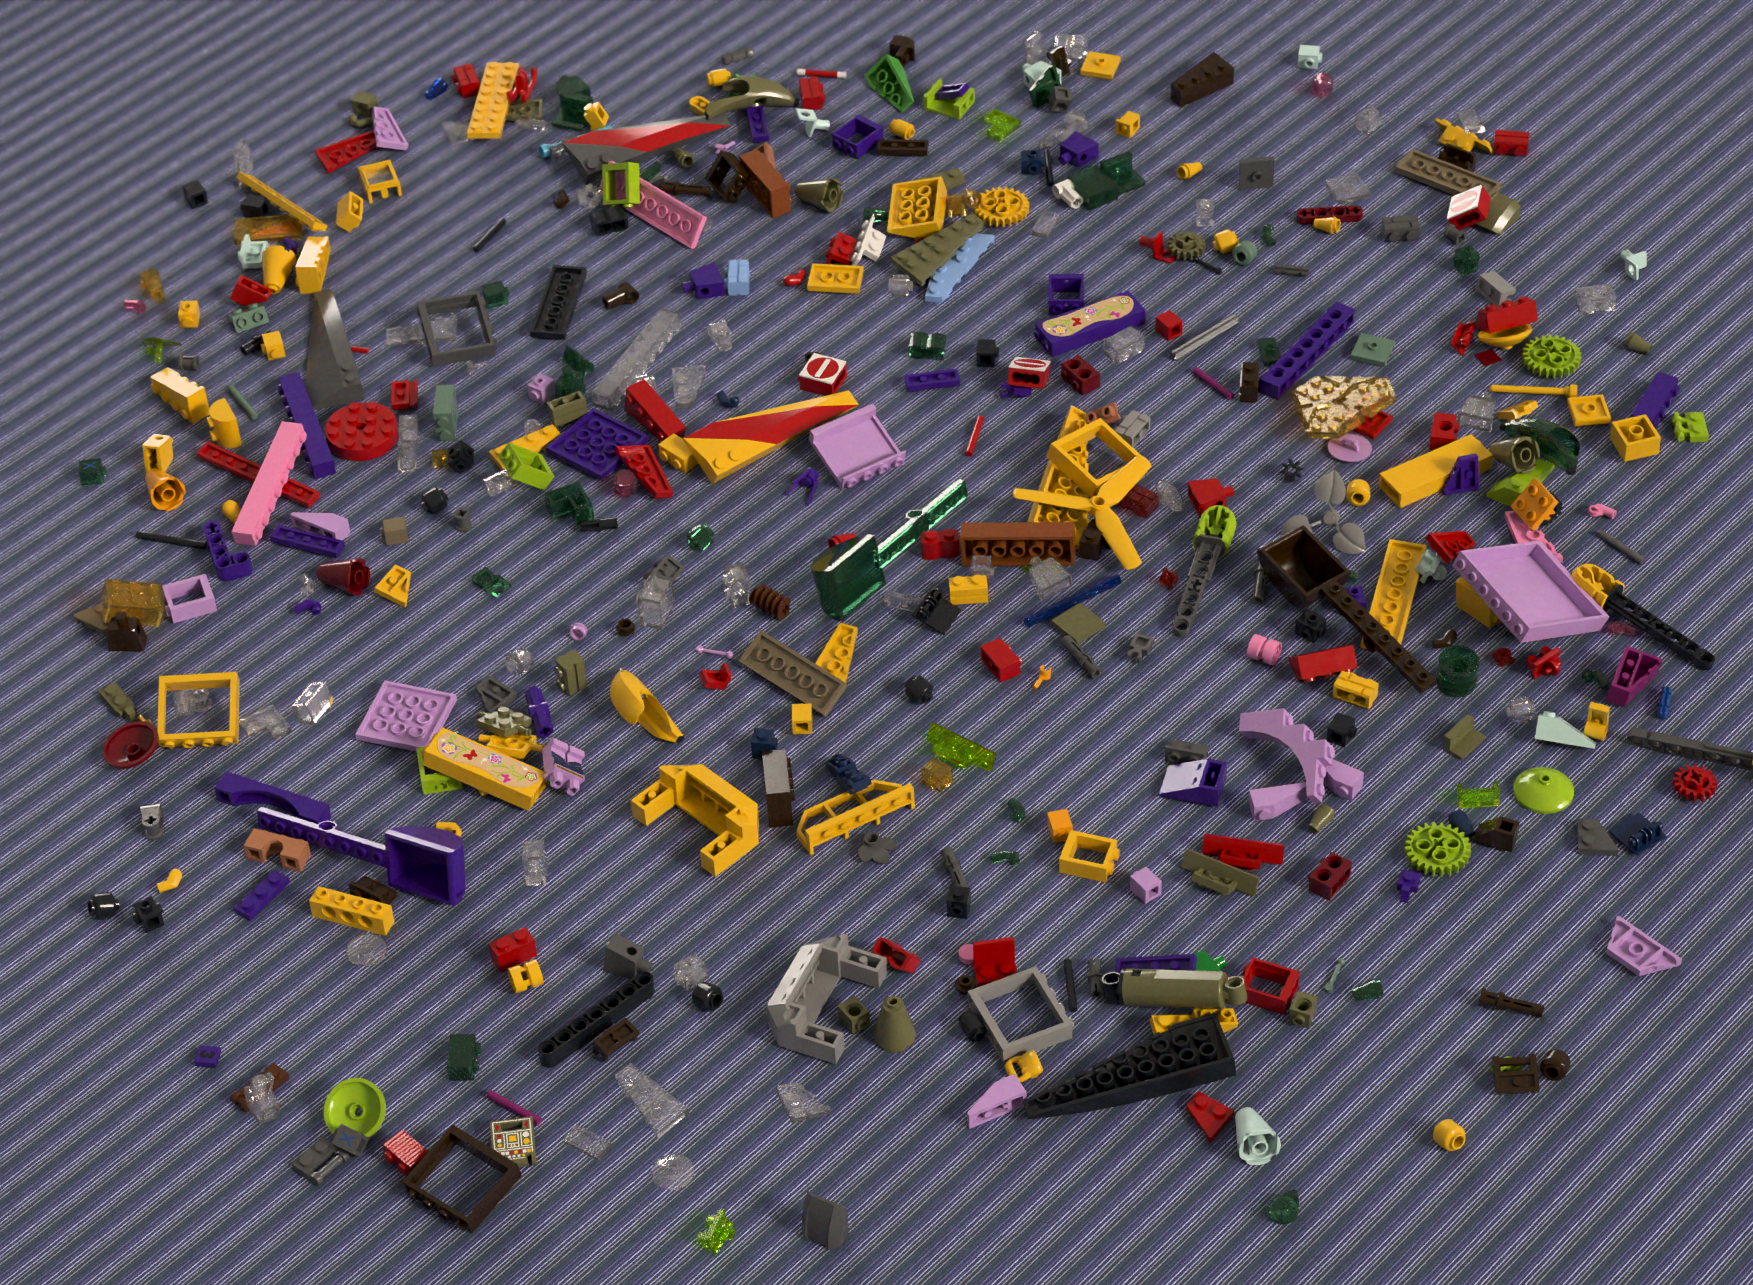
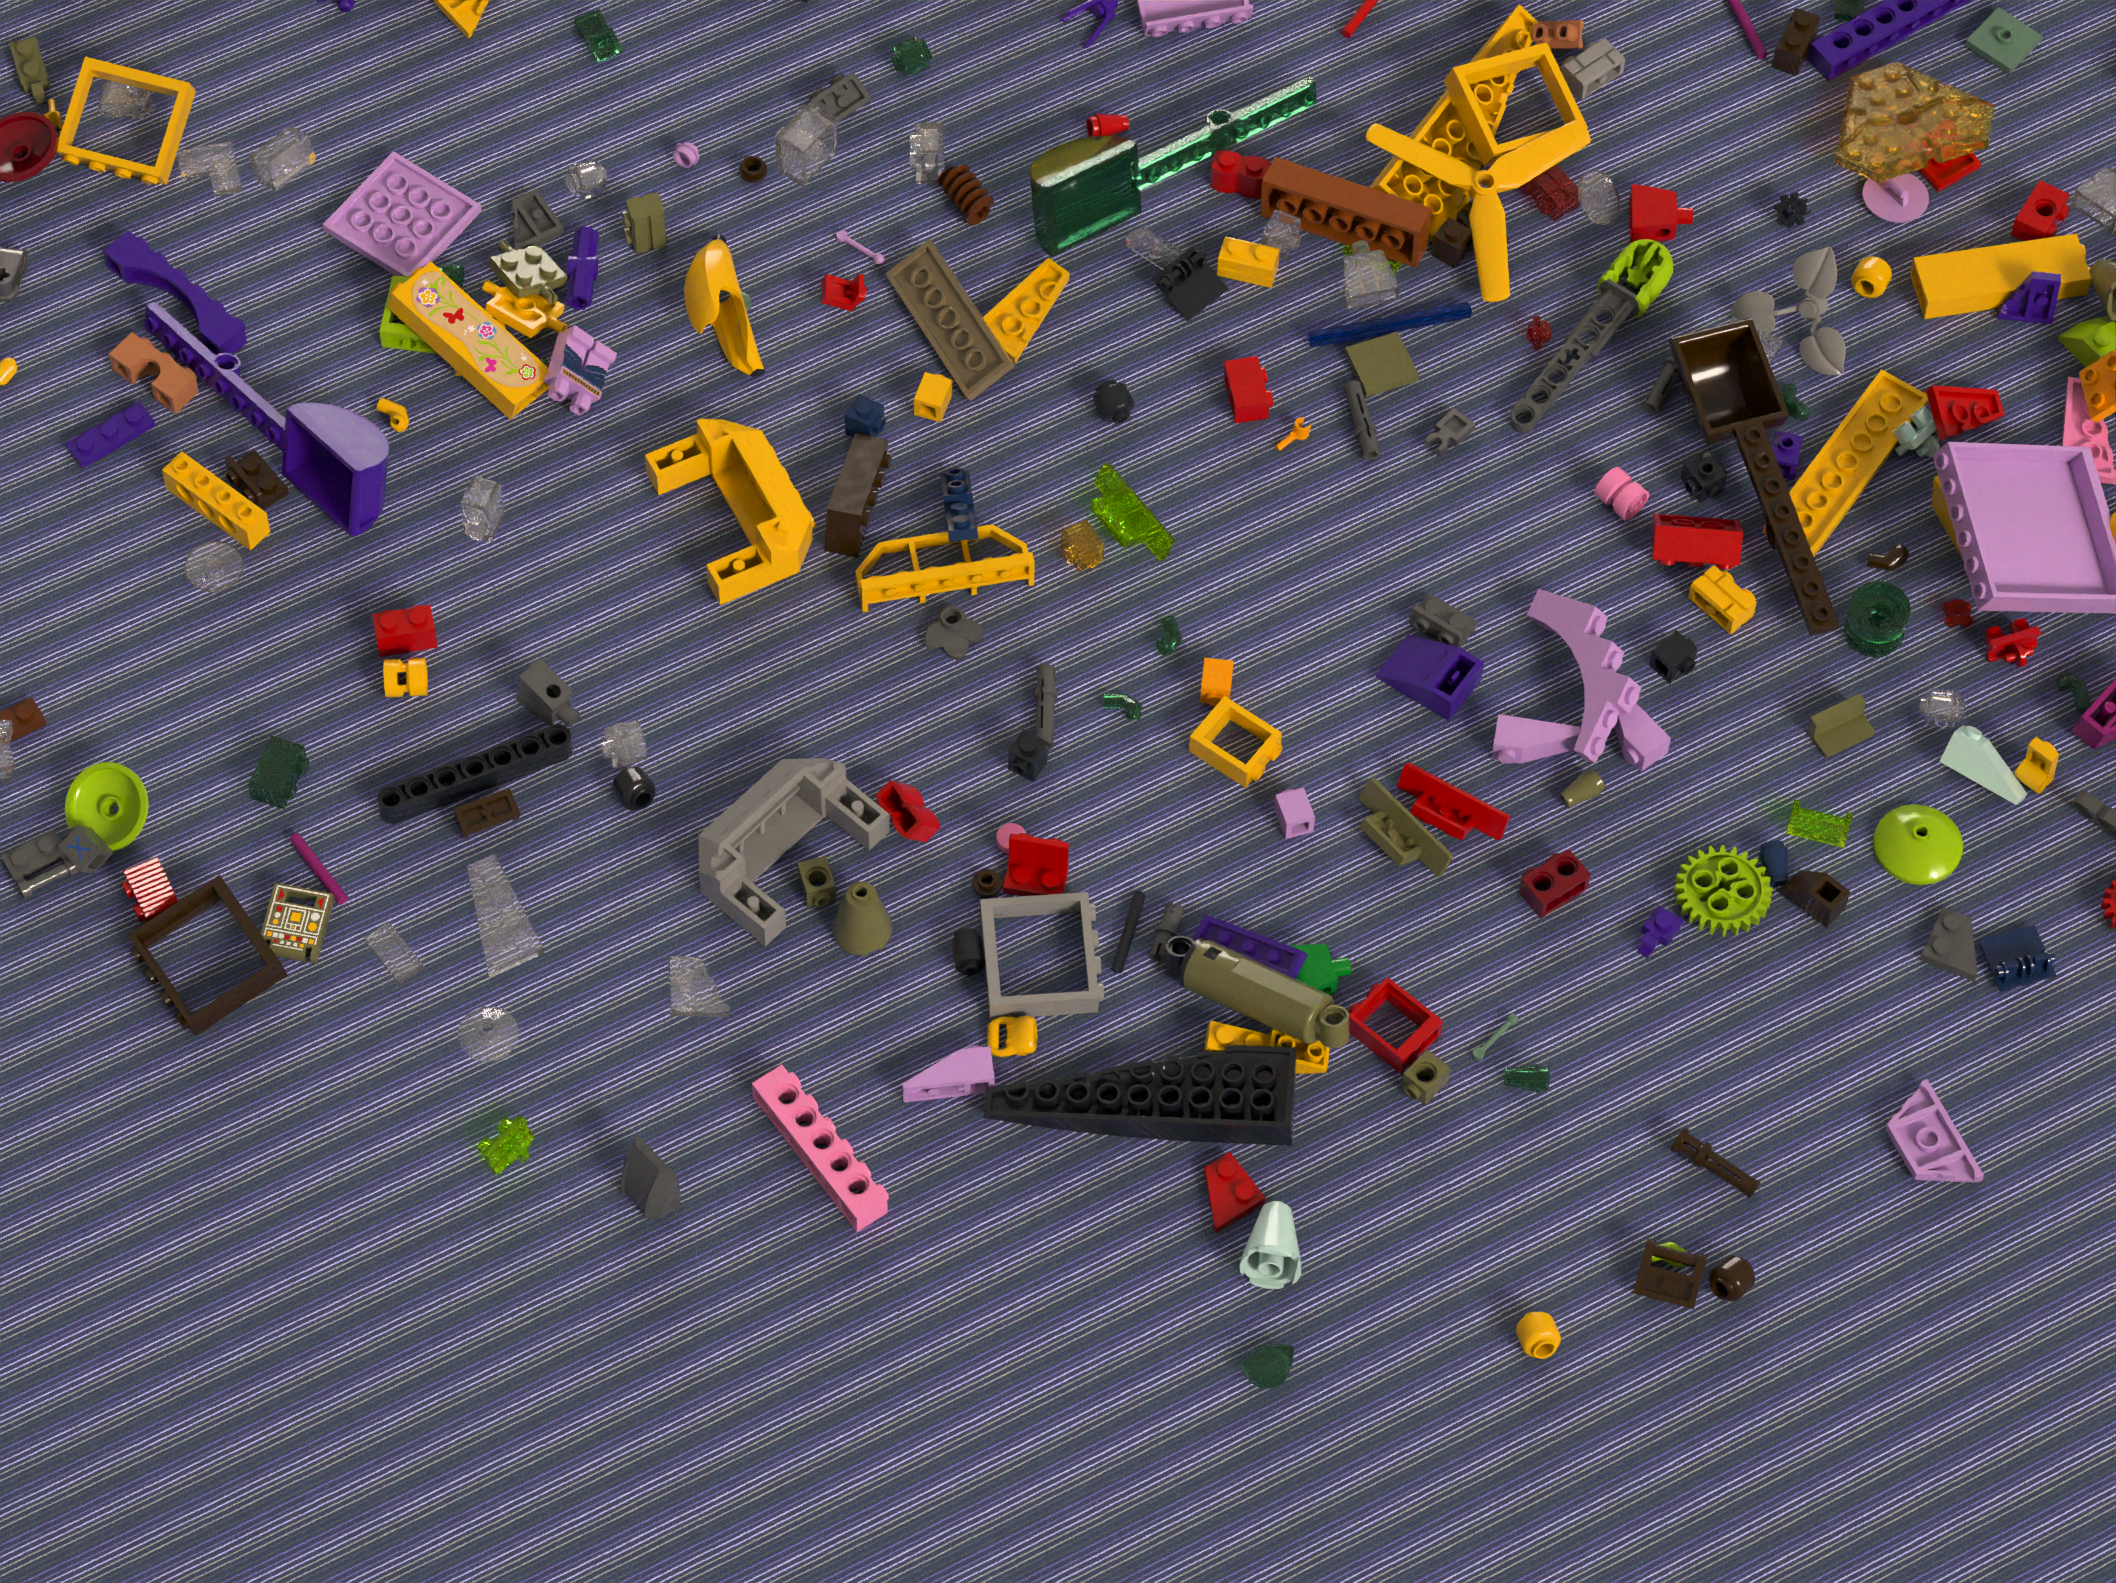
camera: 15 degrees right, 15 degrees up
(928, 1169) = (857, 1208): none -> bright pink brick

